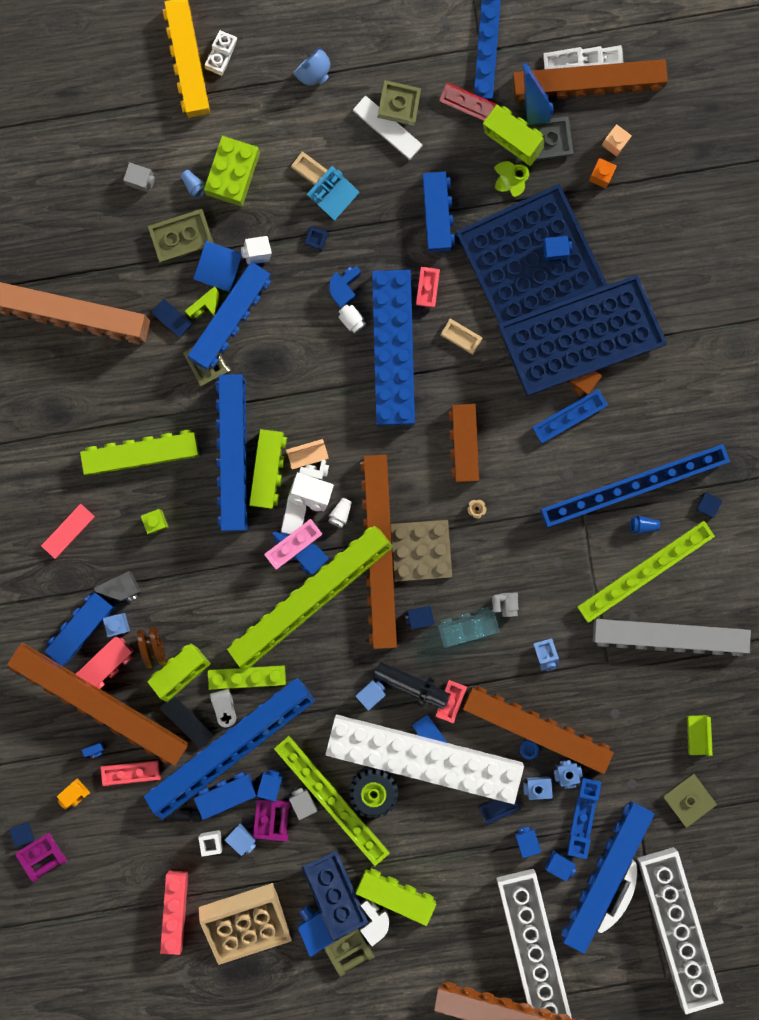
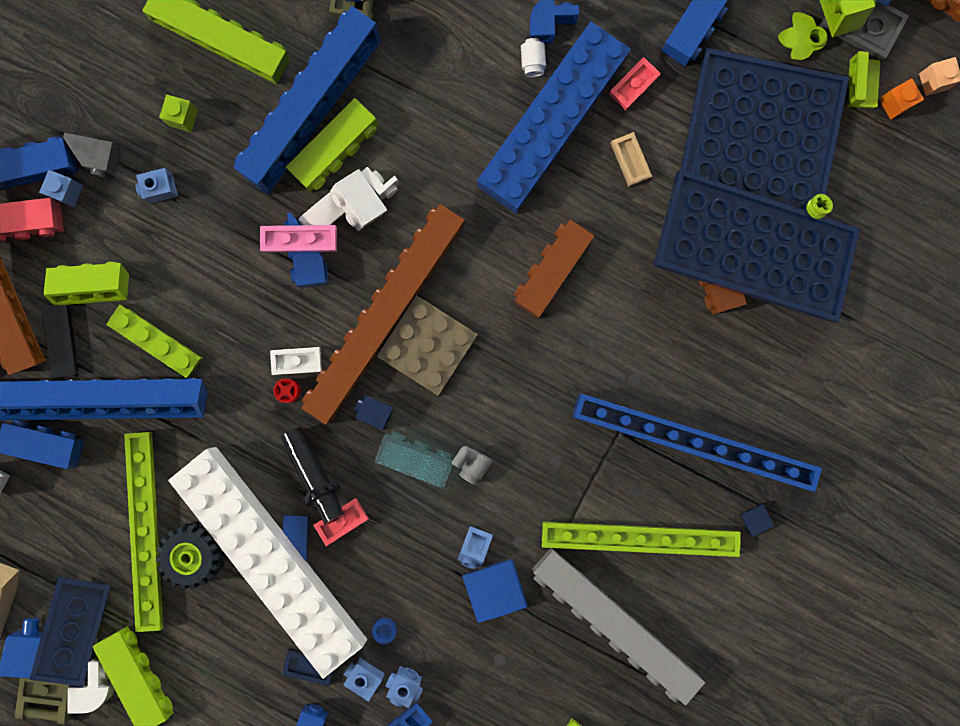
camera: 35 degrees right, 0 degrees up
(68, 531) = (87, 60): coral tile -> none
(151, 647) = (76, 236): reddish brown wheel -> none
(174, 578) = (156, 186): none -> medium blue brick
(222, 704) = (106, 351): light grey piece -> none
(241, 840) = (21, 501): medium blue brick -> none
(266, 817) = (63, 498): magenta plate -> none
(269, 785) = (92, 468): blue brick -> none
(302, 803) = (111, 512): light grey brick -> none
(307, 454) = (385, 160): light nougat panel -> none
(310, 597) = (275, 306): lime brick -> none
(340, 513) = (373, 245): white cone -> none
(346, 622) = (296, 361): none -> white plate
(352, 645) = (283, 387): none -> red wheel
(371, 694) = (265, 453): medium blue brick -> none
(473, 504) = (509, 345): tan plate -> none
(538, 730) = (407, 619): dark orange brick -> none
(557, 248) = (798, 138): blue brick -> none
(569, 416) = (681, 322): blue plate -> none
(571, 178) = (863, 81): none -> lime panel
(579, 672) = (495, 590): none -> blue slope
(605, 284) = (816, 212): none -> lime bush
(644, 525) = (672, 488): blue cone -> none

